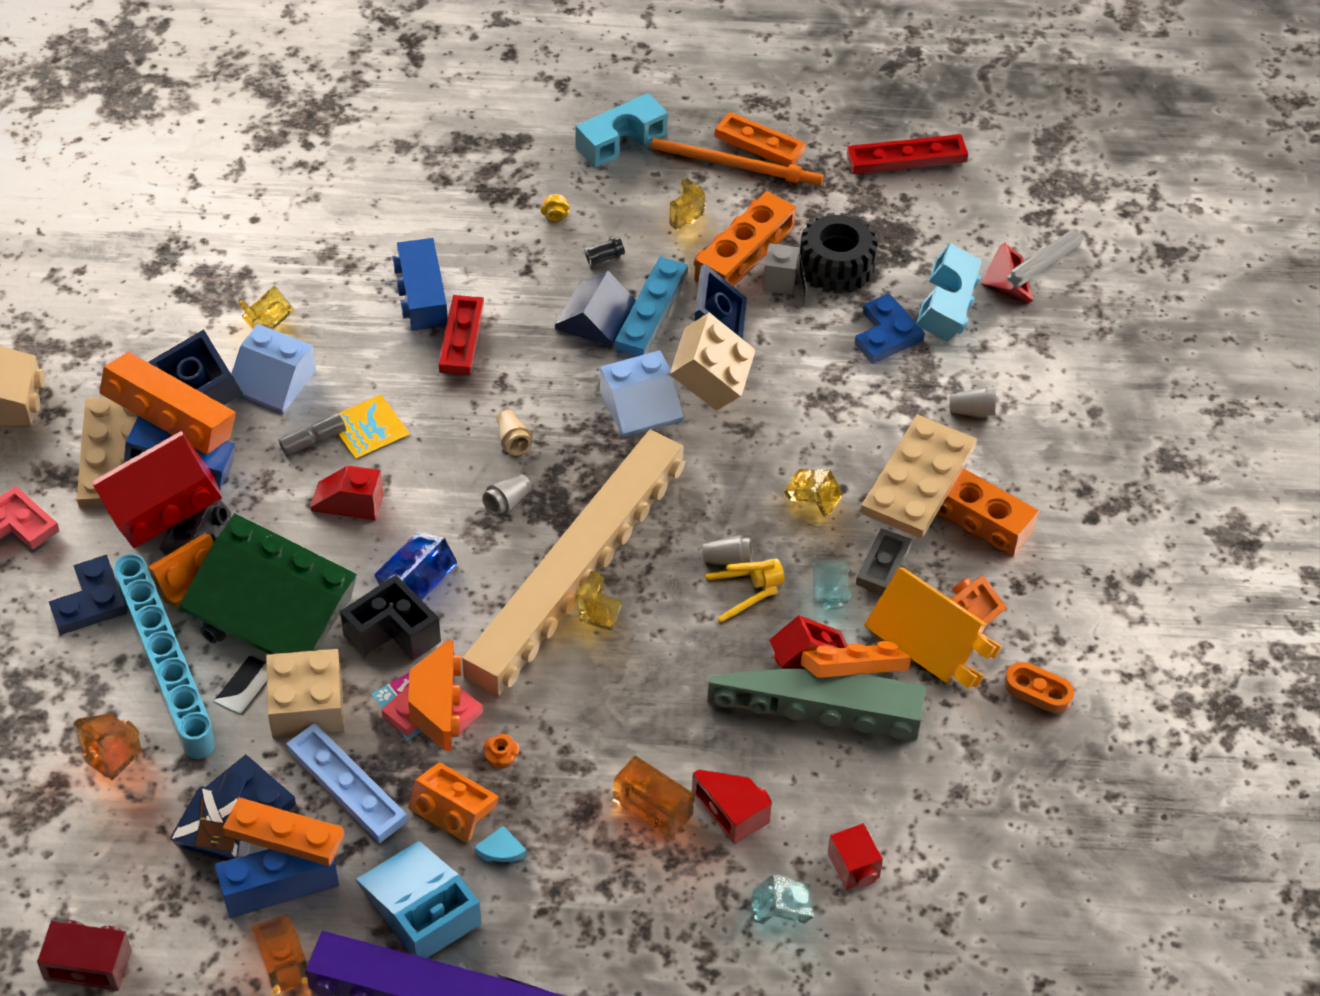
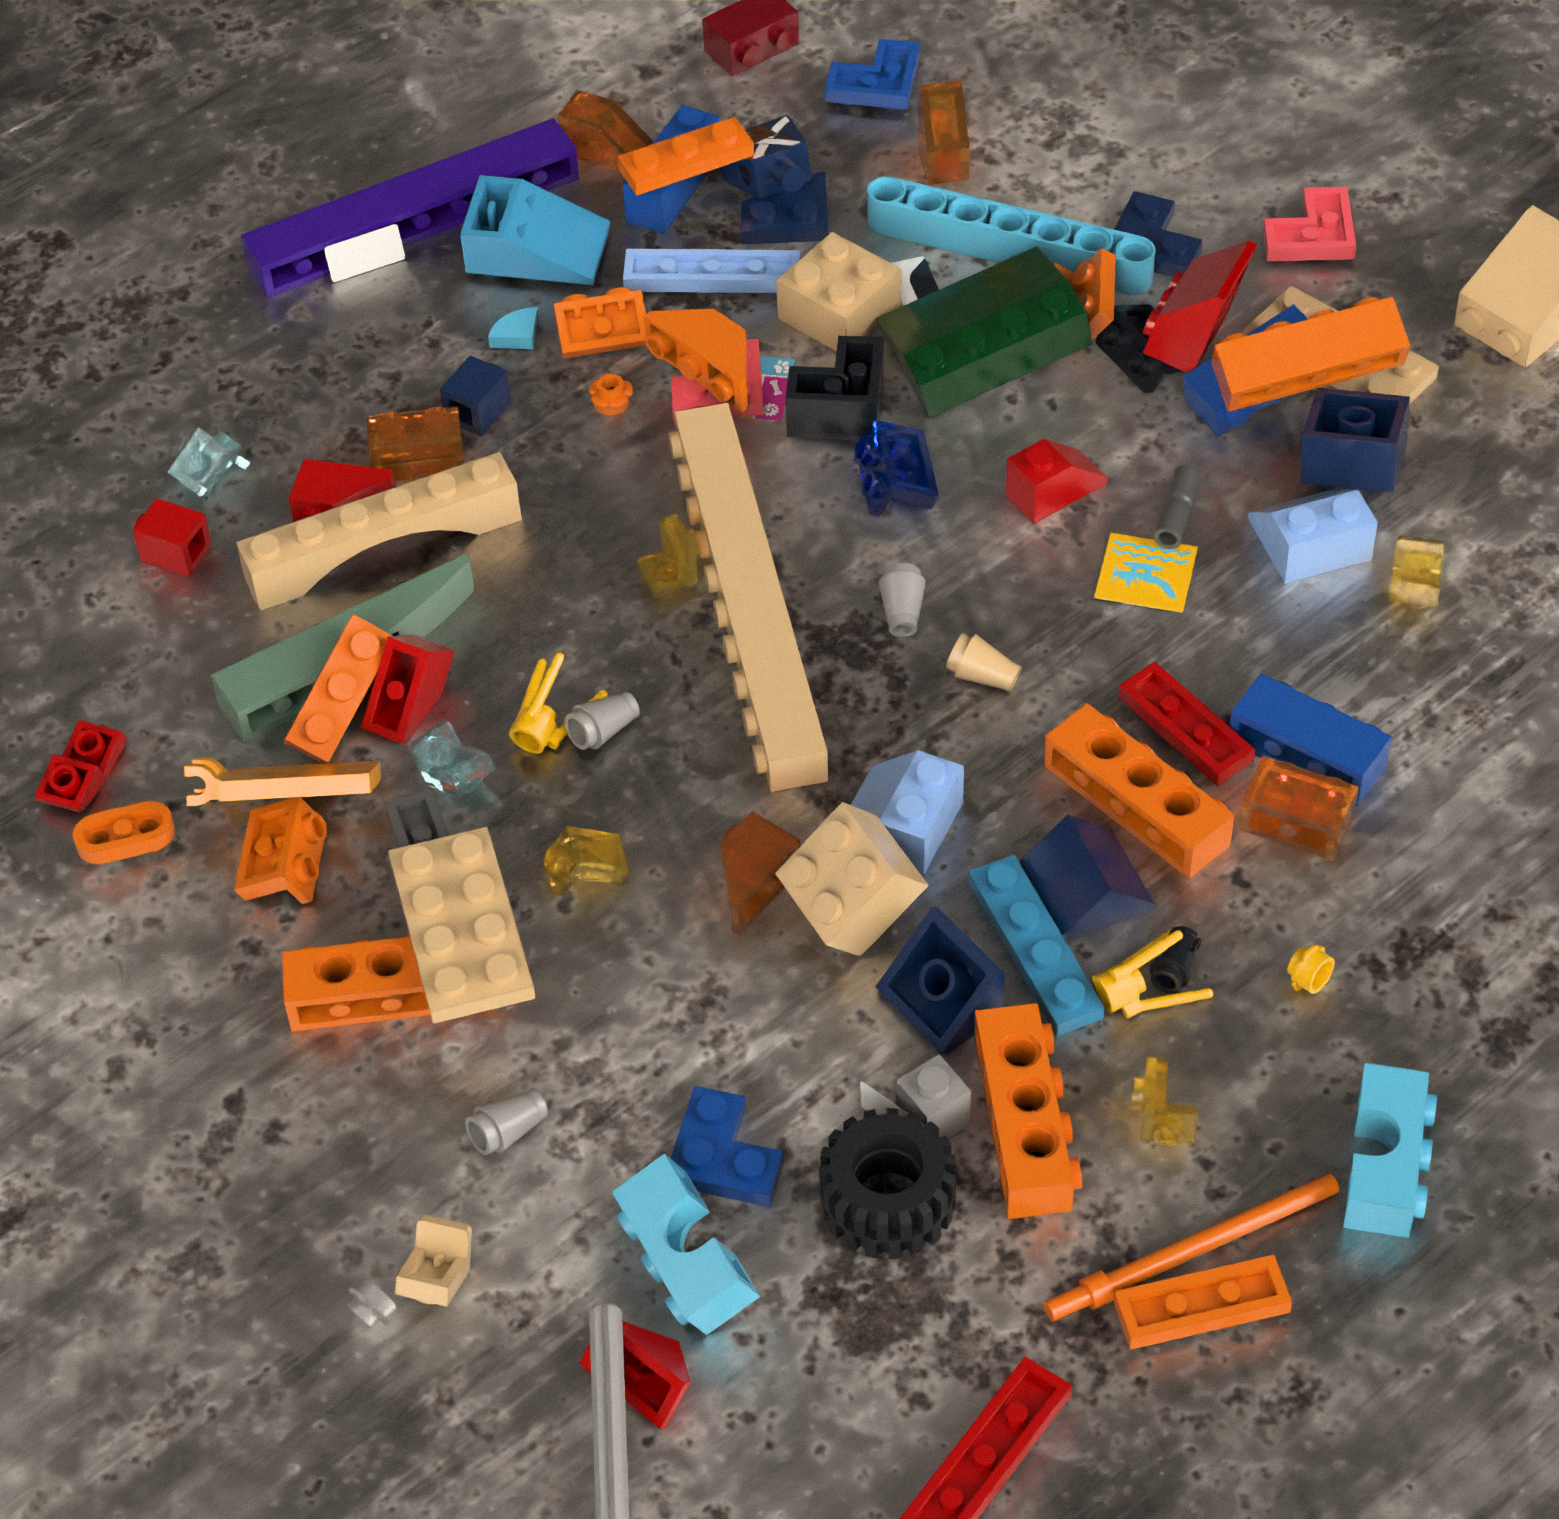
camera: 140 degrees right, 0 degrees up
(64, 835) = (881, 85): none -> blue plate
(469, 262) = (1298, 808): none -> clear orange brick
(525, 322) = (1139, 790): none -> orange brick
(580, 807) = (479, 392): none -> dark blue brick
(641, 256) = (1121, 984): none -> yellow plant
(742, 419) = (750, 860): none -> clear orange slope
(794, 770) = (297, 555): none -> tan arch
(1031, 753) = (83, 768): none -> red slope
(1066, 366) = (437, 1262): none -> tan bracket
(1106, 376) = (371, 1303): none -> clear plate

